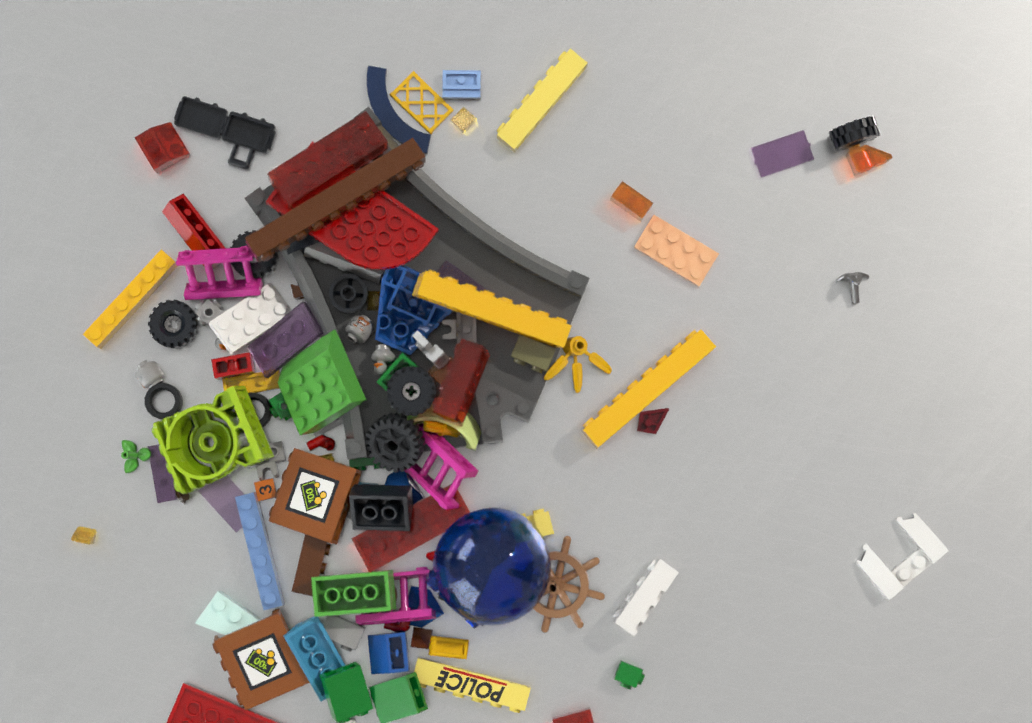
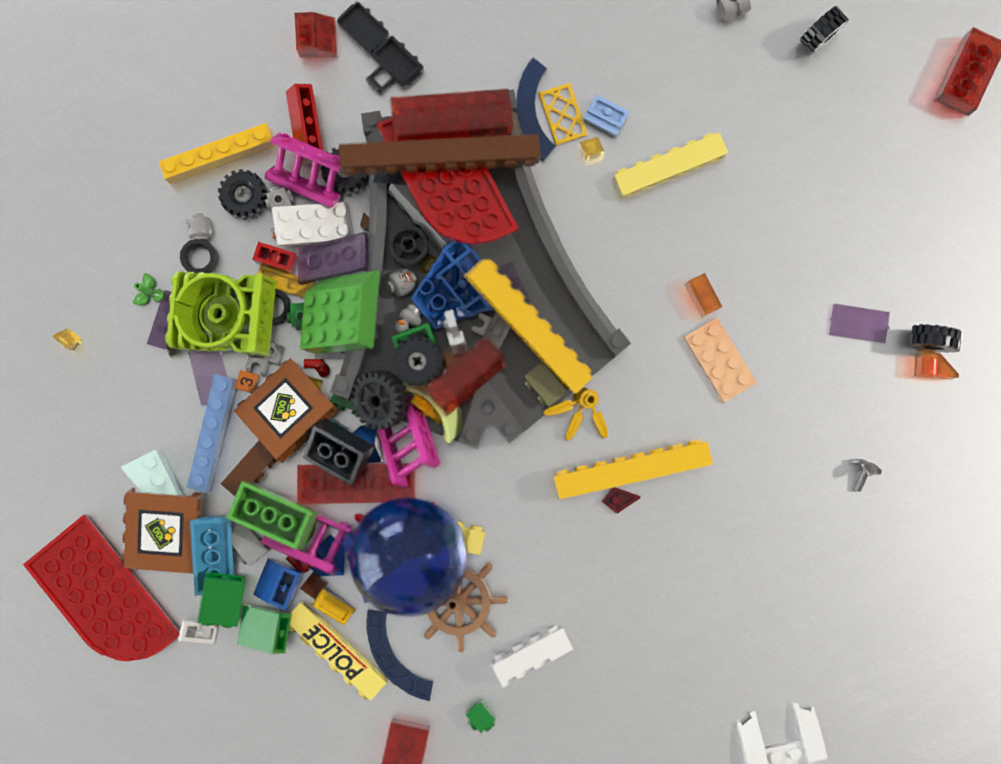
camera: 25 degrees right, 0 degrees up
(521, 669) = (389, 663): none -> dark blue tile

